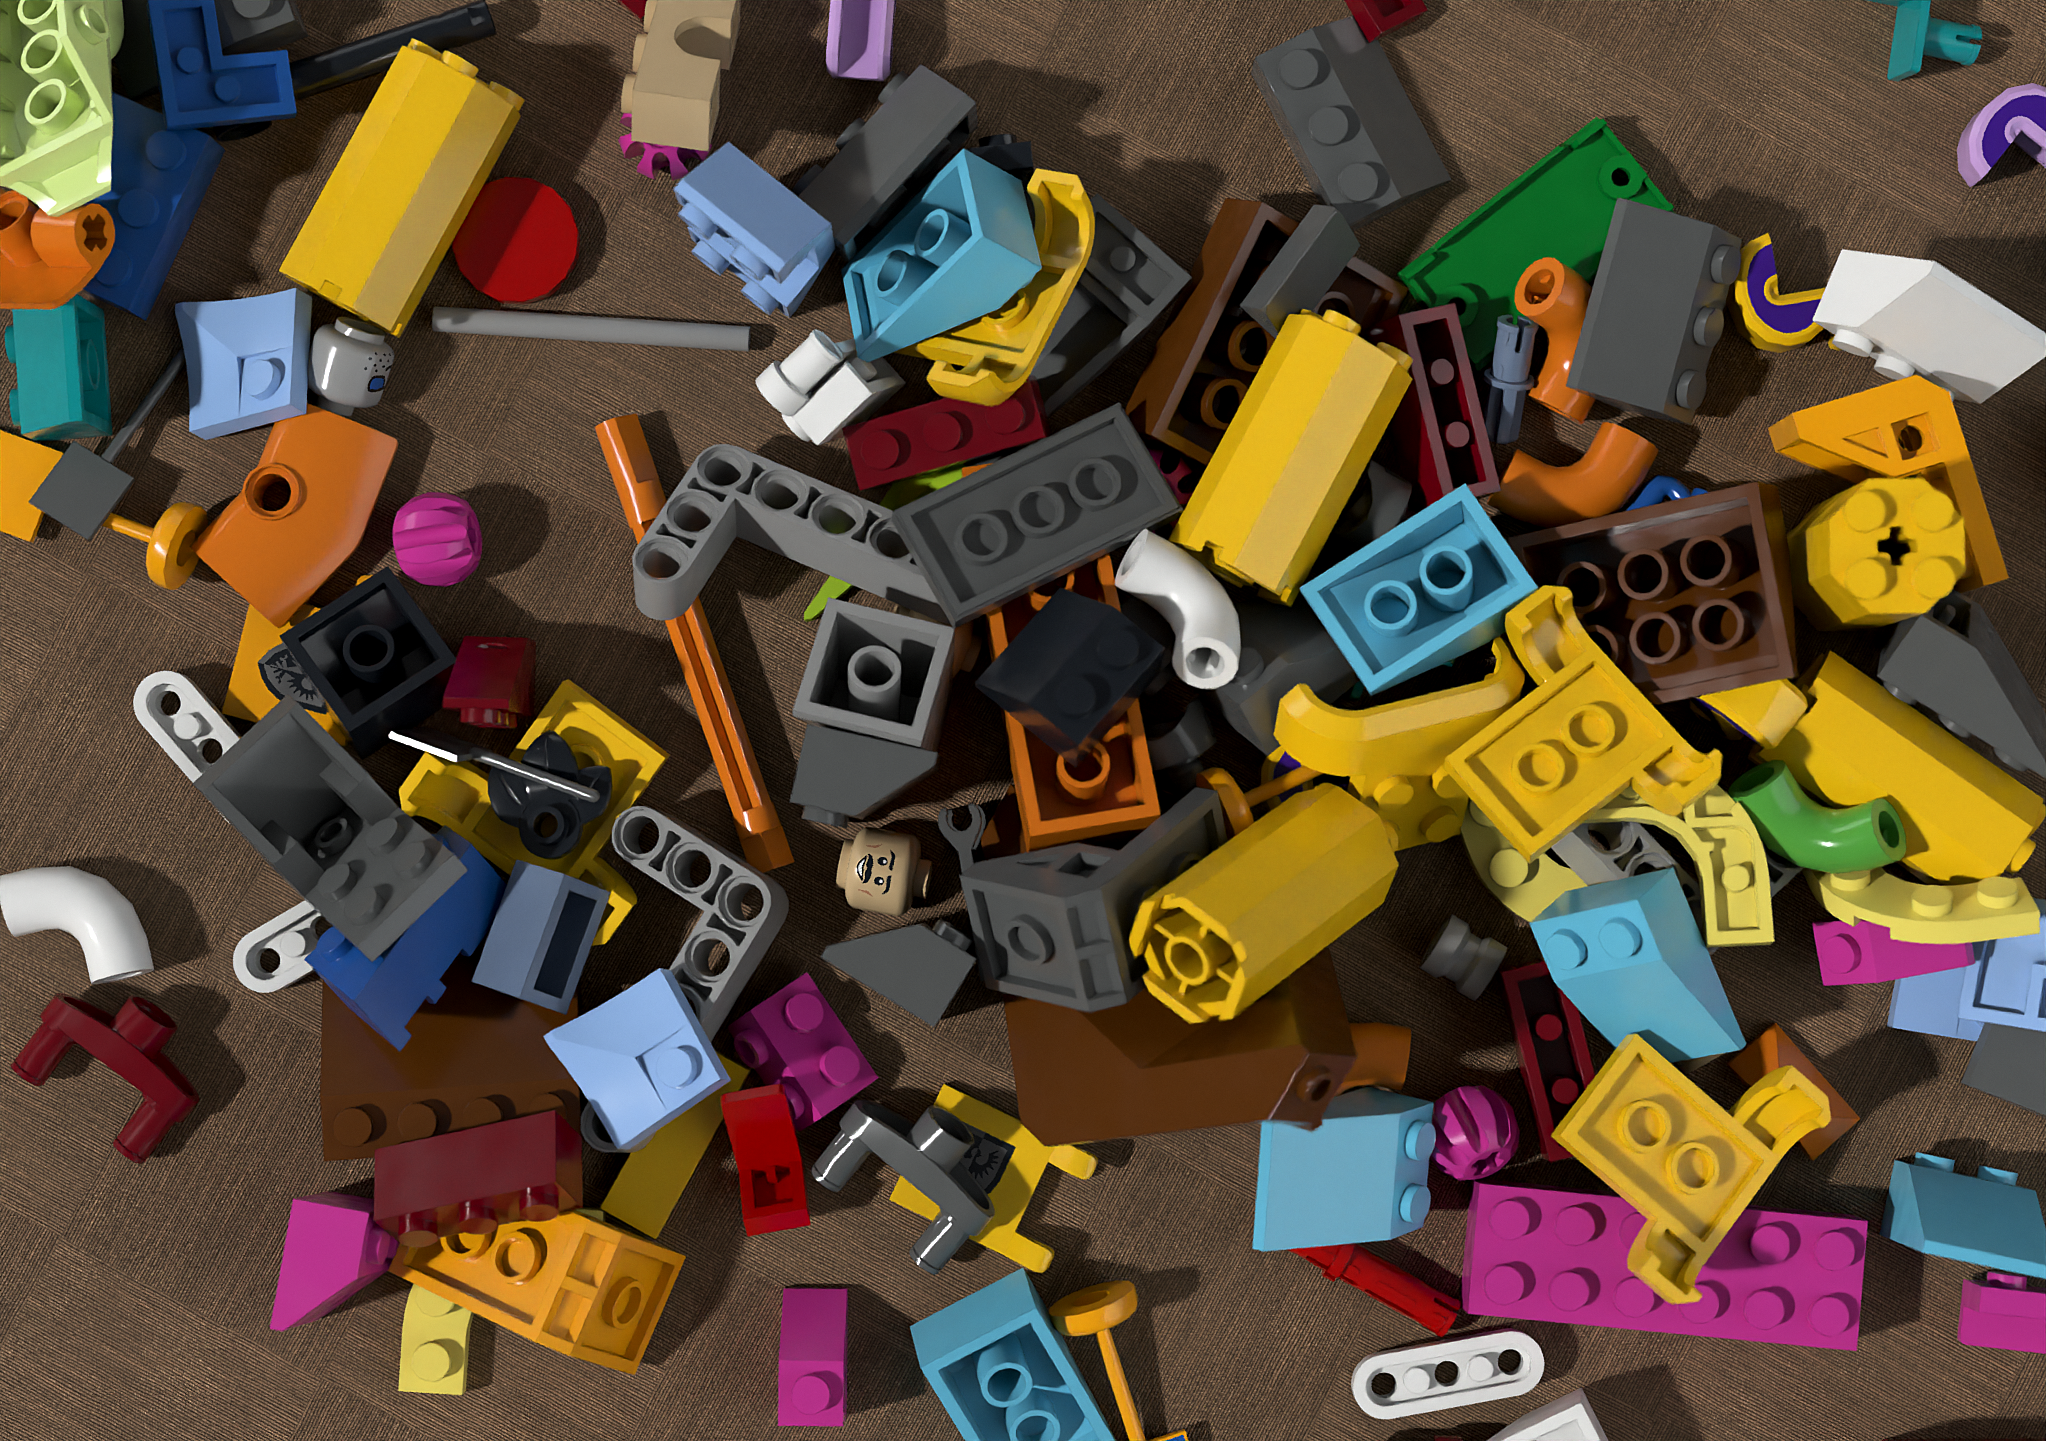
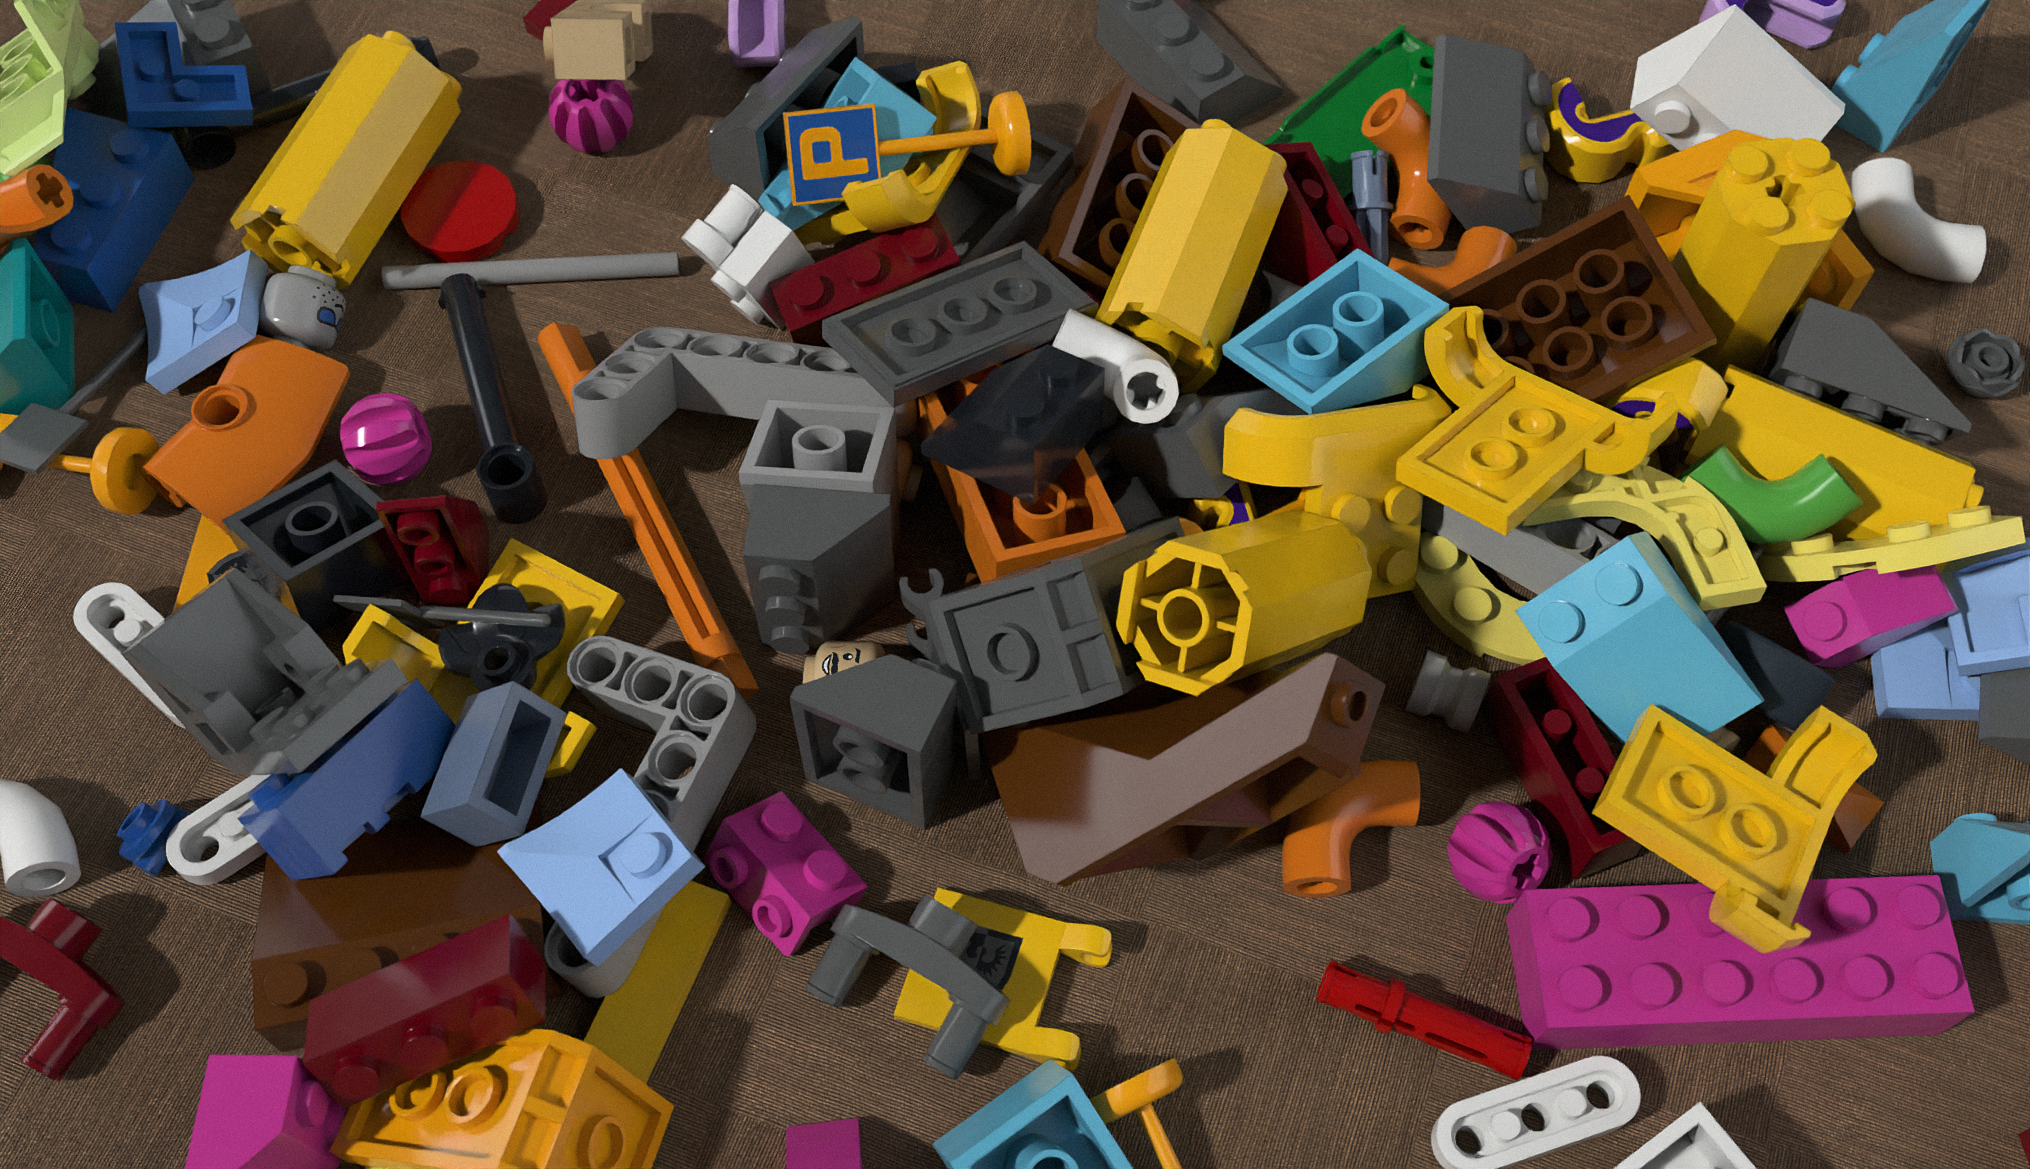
camera: 15 degrees left, 25 degrees down
(215, 935) = (146, 834): none -> blue plate
(540, 487) = (503, 454): none -> black piece
(754, 229) = (688, 126): light blue slope -> none
(767, 1159) = (752, 967): red bracket -> none
(939, 300) = (842, 146): none -> light orange piece
(1302, 268) = (1180, 108): dark grey slope -> none
(1350, 1177) = (1382, 885): medium azure slope -> none
(1776, 992) = (1784, 680): none -> black wheel

